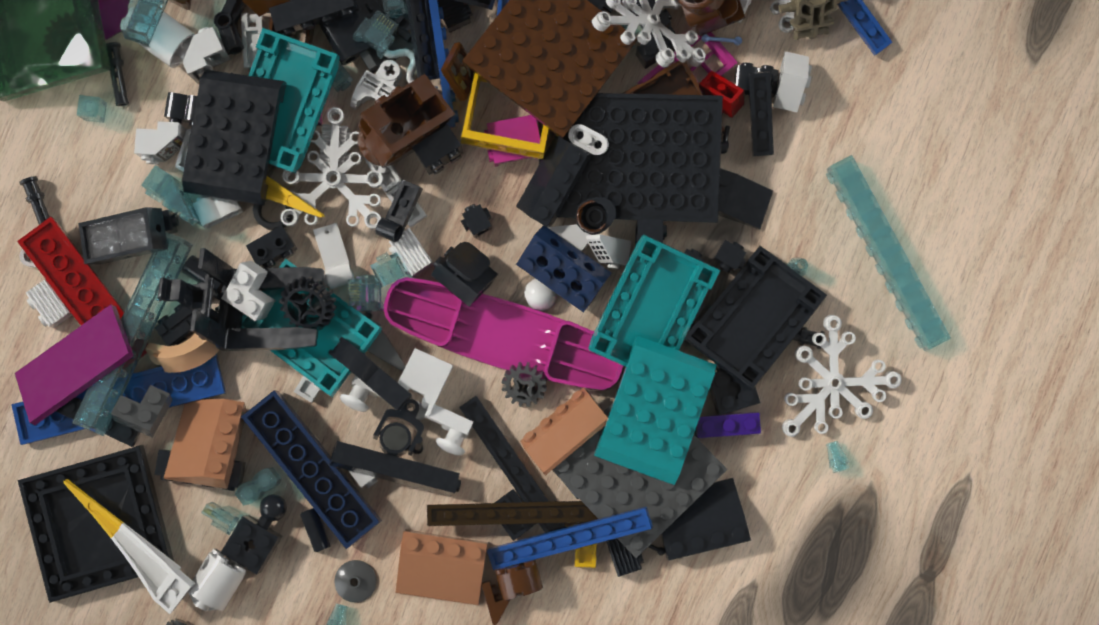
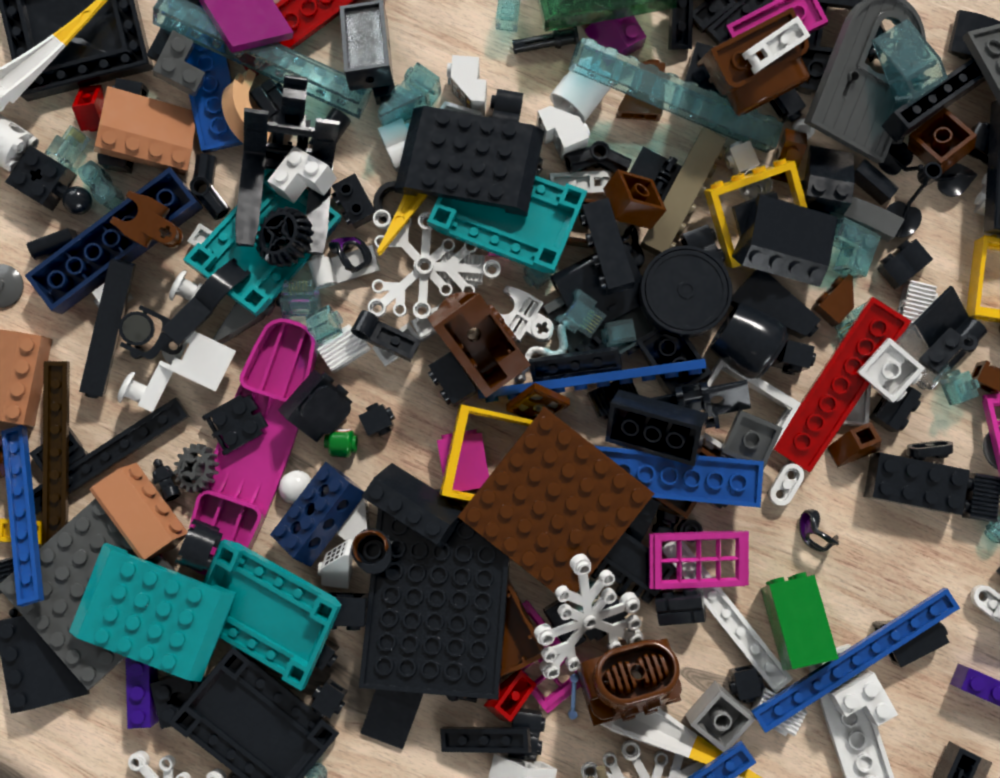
camera: 90 degrees right, 0 degrees up
(182, 501) = (89, 107): none -> red slope
(247, 389) = (204, 174): none -> black piece
(296, 429) = (149, 223): none -> reddish brown piece
(313, 257) = (340, 245): none -> black piece
(481, 349) = (236, 423): none -> black plate
(499, 252) = (341, 443): none -> green head
(532, 417) = (163, 476): none -> black piece
(589, 139) = (455, 544): white plate -> none
(594, 370) = (198, 545): none -> black brick

